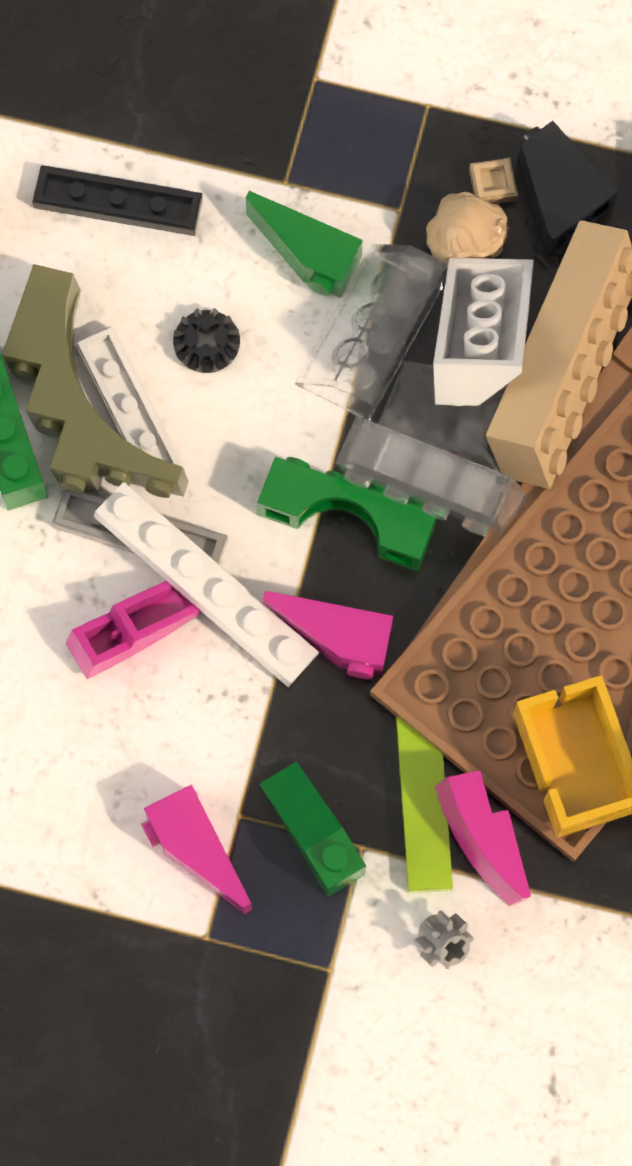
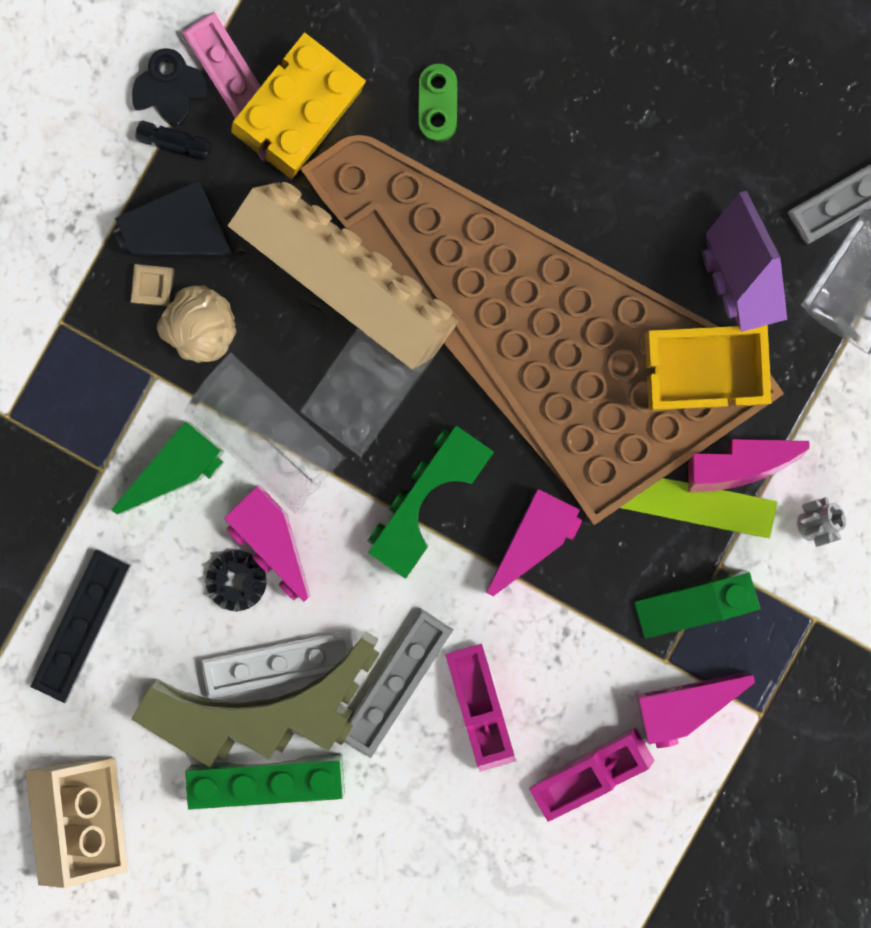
camera: 70 degrees left, 15 degrees up
(93, 763) = (592, 775): none -> dark pink slope
(205, 584) = (463, 640): white plate -> none
(266, 359) = (268, 531): none -> dark pink slope
(430, 477) = (428, 425): clear slope -> none
(481, 328) = (305, 341): white slope -> none

